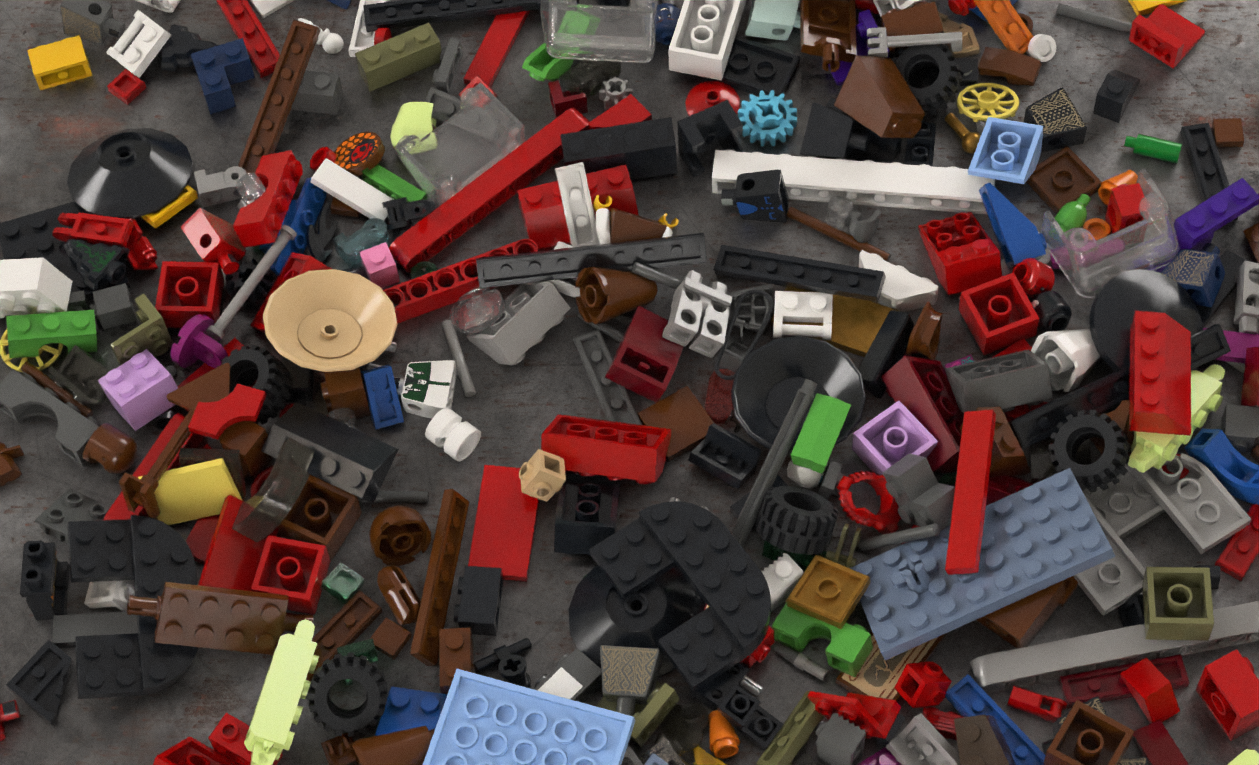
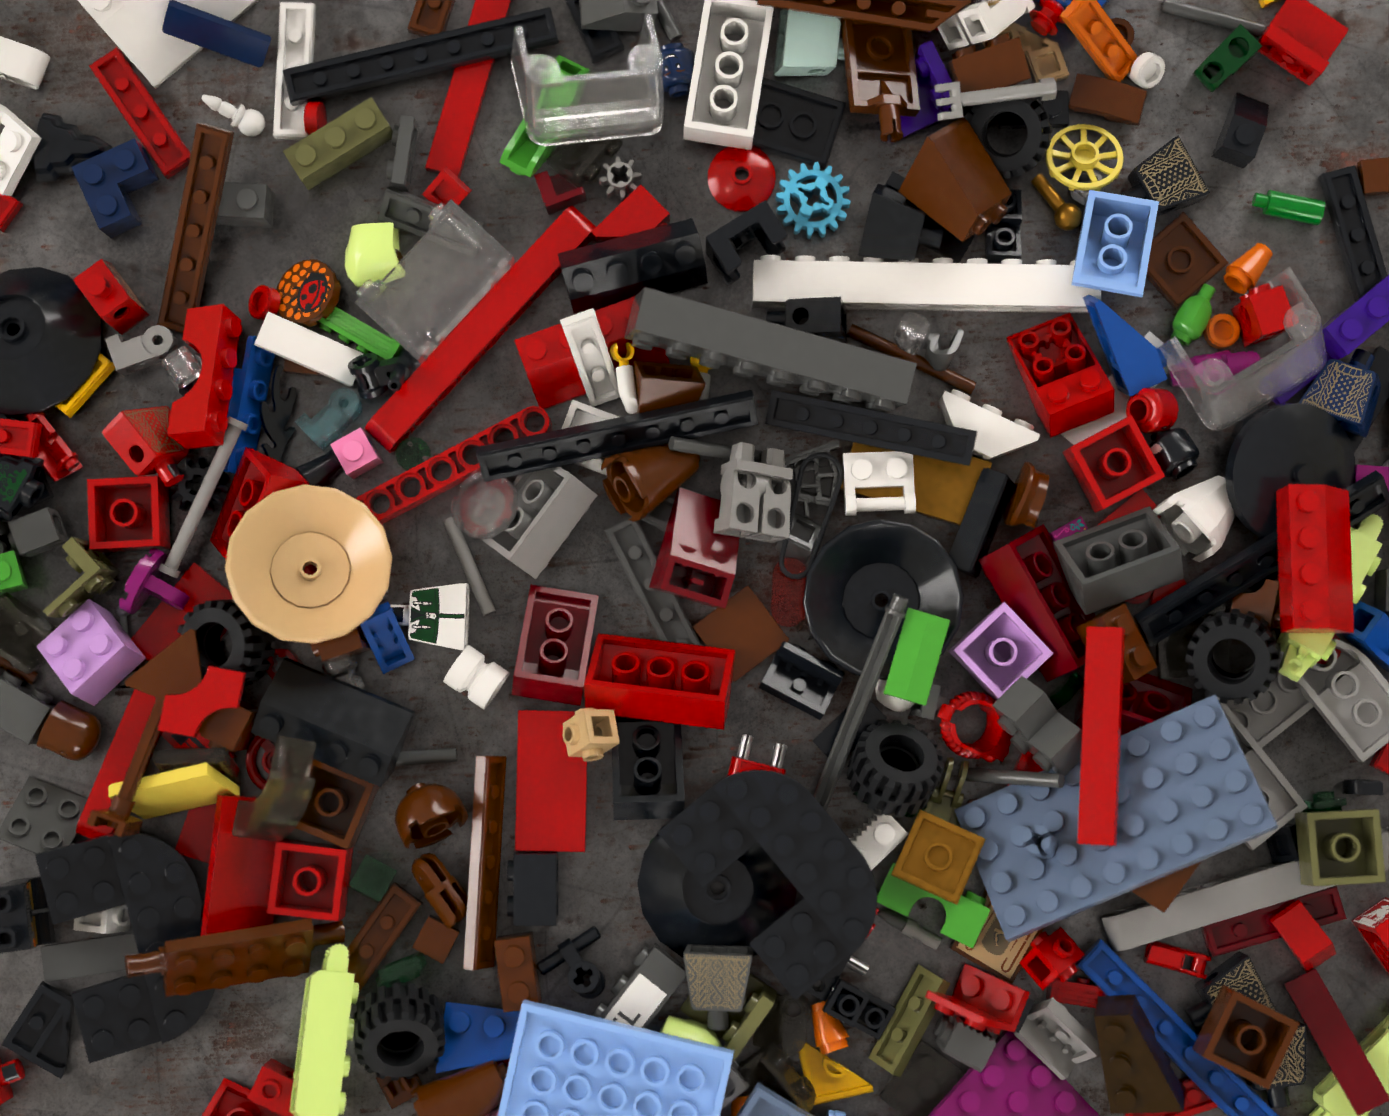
camera: 10 degrees left, 25 degrees up
(198, 137) = (108, 294): none -> red torso
(519, 417) = (555, 645): none -> dark red slope
(717, 202) = (768, 351): none -> dark grey brick
(1106, 43) = (1227, 58): none -> dark green leg

